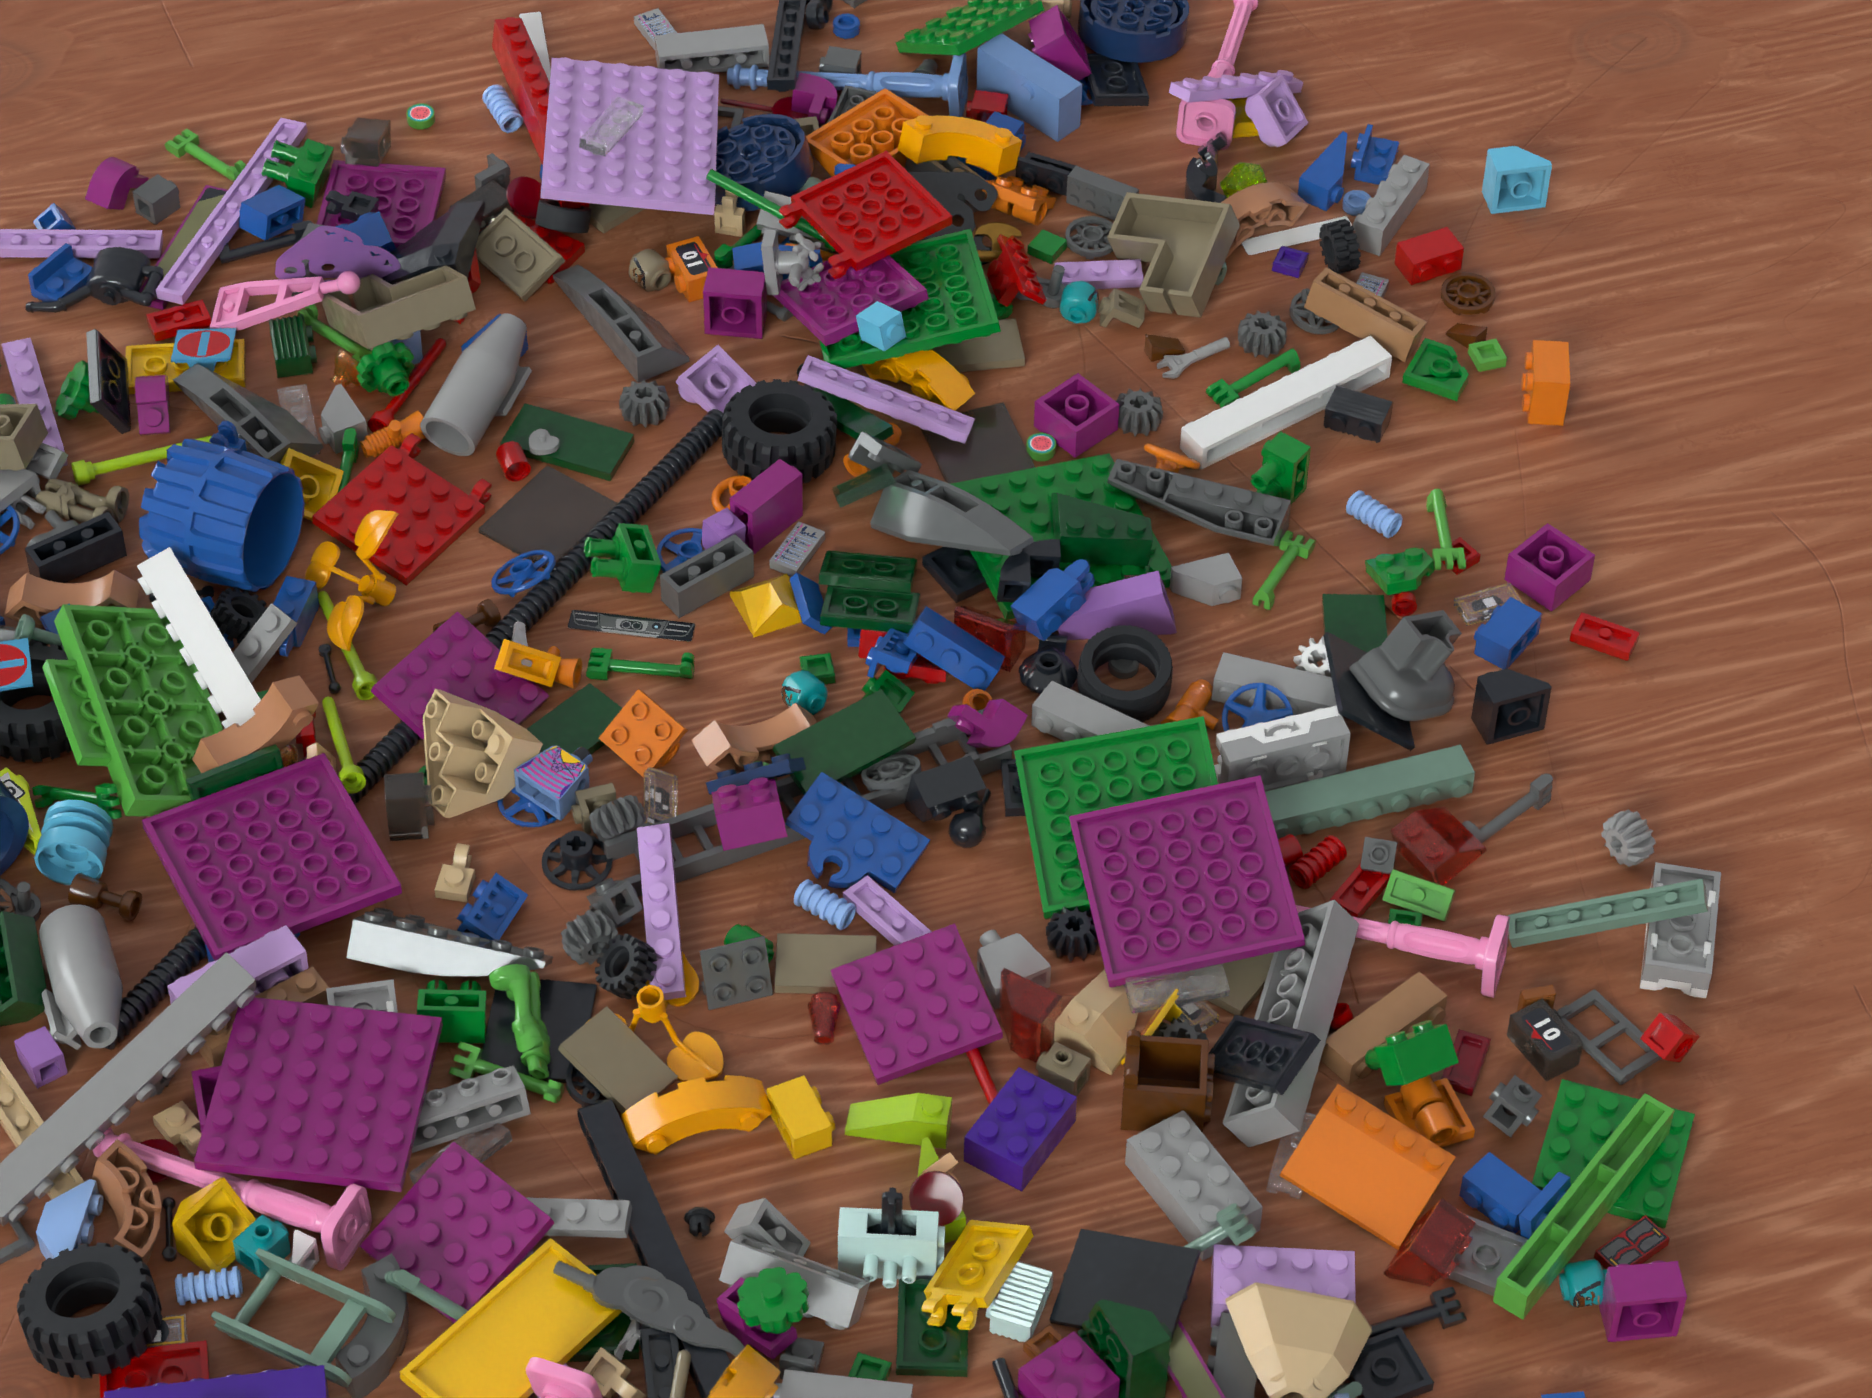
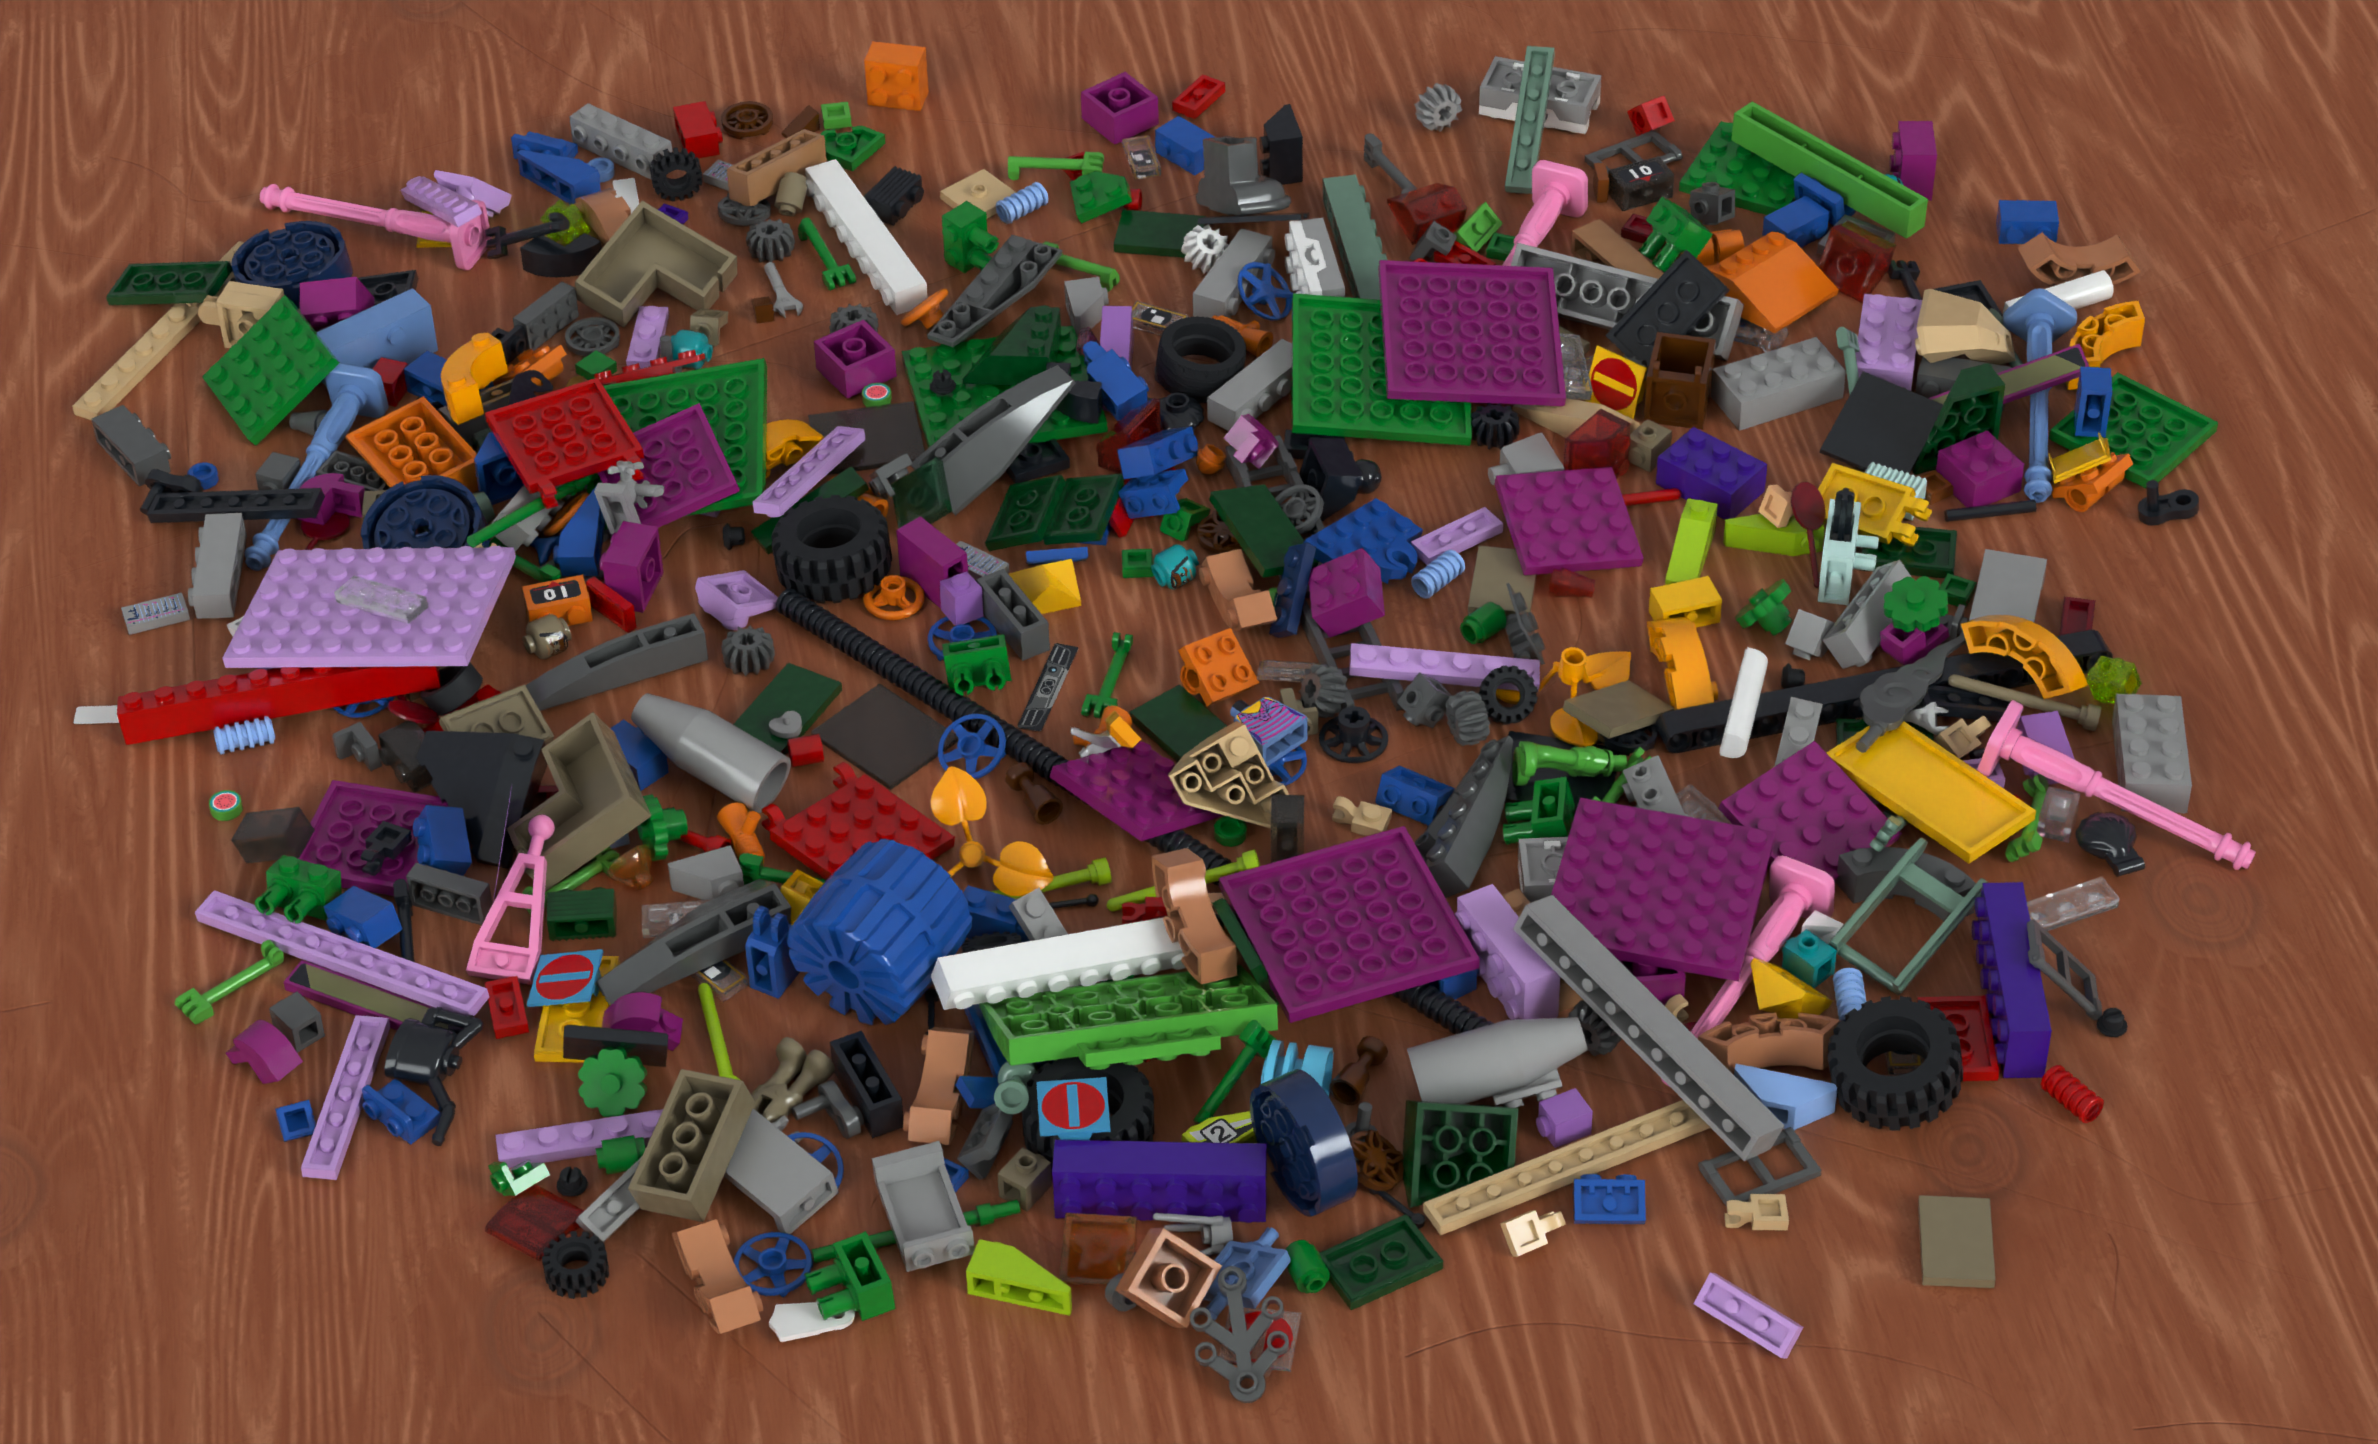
camera: 80 degrees left, 5 degrees down
(613, 1156) = (1744, 704): none -> white brick
(689, 309) = (611, 604): none -> red tile
(791, 1185) = (1767, 609): none -> green plant
(881, 326) = (741, 438): medium azure brick -> none
(1038, 477) = (942, 383): none -> black piece
(1207, 644) = (1153, 318): none -> tile
(1335, 335) = (791, 194): none -> dark tan brick
(1385, 480) = (979, 189): none -> tan plate
(1515, 180) = (620, 62): medium azure slope -> none

